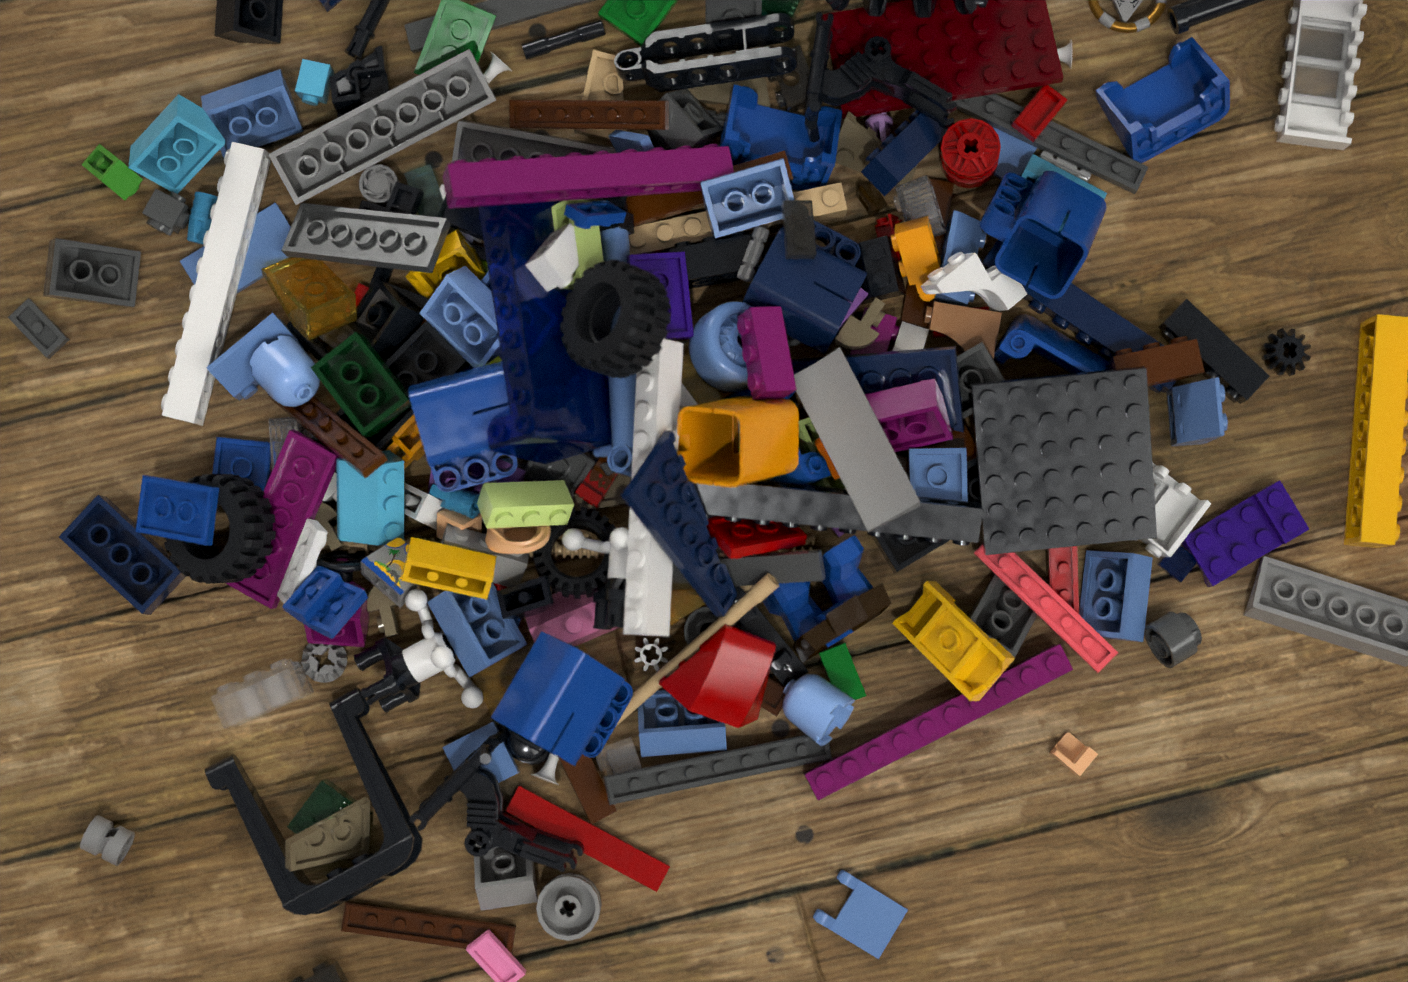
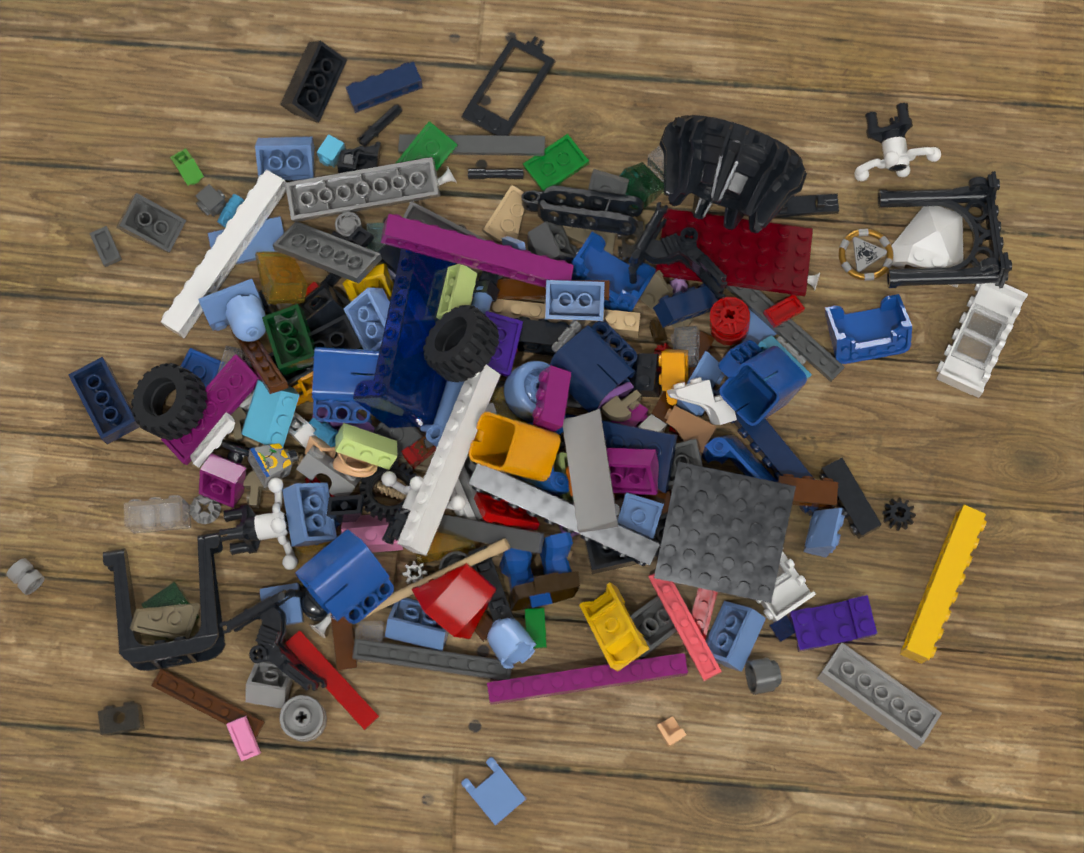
camera: 25 degrees right, 10 degrees down
(176, 145) = (231, 161): medium azure slope -> none
(177, 510) = (147, 380): blue tile -> none
(325, 602) = (217, 466): blue slope -> none
(449, 568) = (303, 470): yellow brick -> none
(555, 259) = (438, 297): white slope -> none
(589, 114) = (494, 221): reddish brown tile -> none
(594, 214) = (473, 278): blue plate -> none
(678, 523) = (457, 483): dark blue wing -> none
(798, 229) = (599, 329): clear smoke plate -> none

